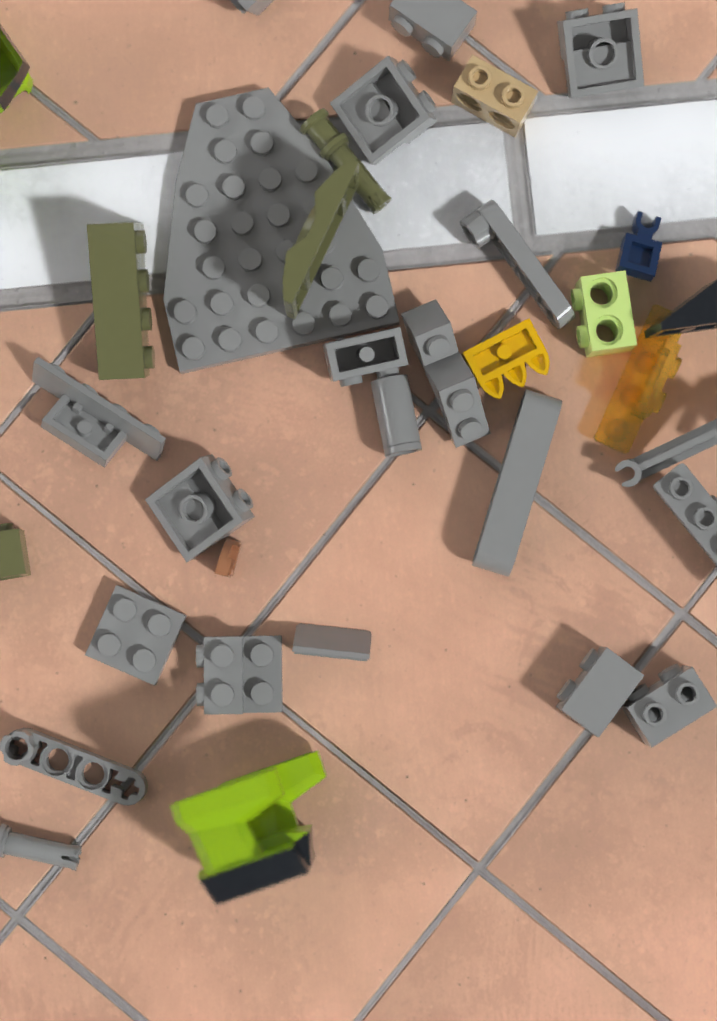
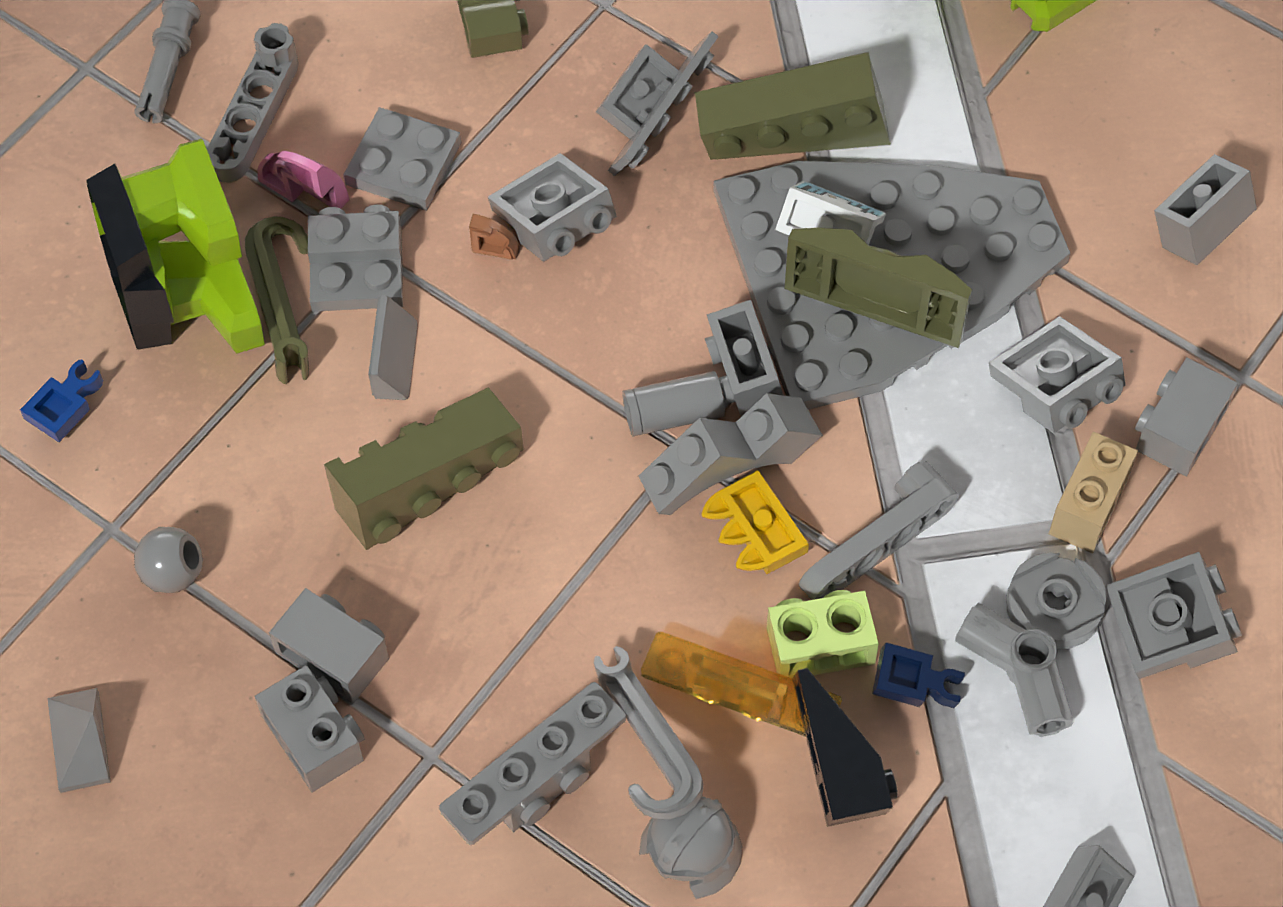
camera: 90 degrees right, 25 degrees down
(165, 714) = (293, 173): none -> bright pink brick
(236, 274) = (819, 208): none -> white panel
(266, 744) = (272, 293): none -> olive piece
(335, 148) = (1003, 326): olive pin -> none
(371, 918) = (62, 405): none -> blue plate
(449, 615) = (422, 467): none -> olive wedge
(517, 483) = (597, 542): light grey beam -> none
(523, 820) = (168, 559): none -> light grey piece
(587, 117) = (1061, 576): none -> light grey plate
(653, 157) = (1037, 685): none -> light grey piece
(661, 883) = (78, 740): none -> light grey slope

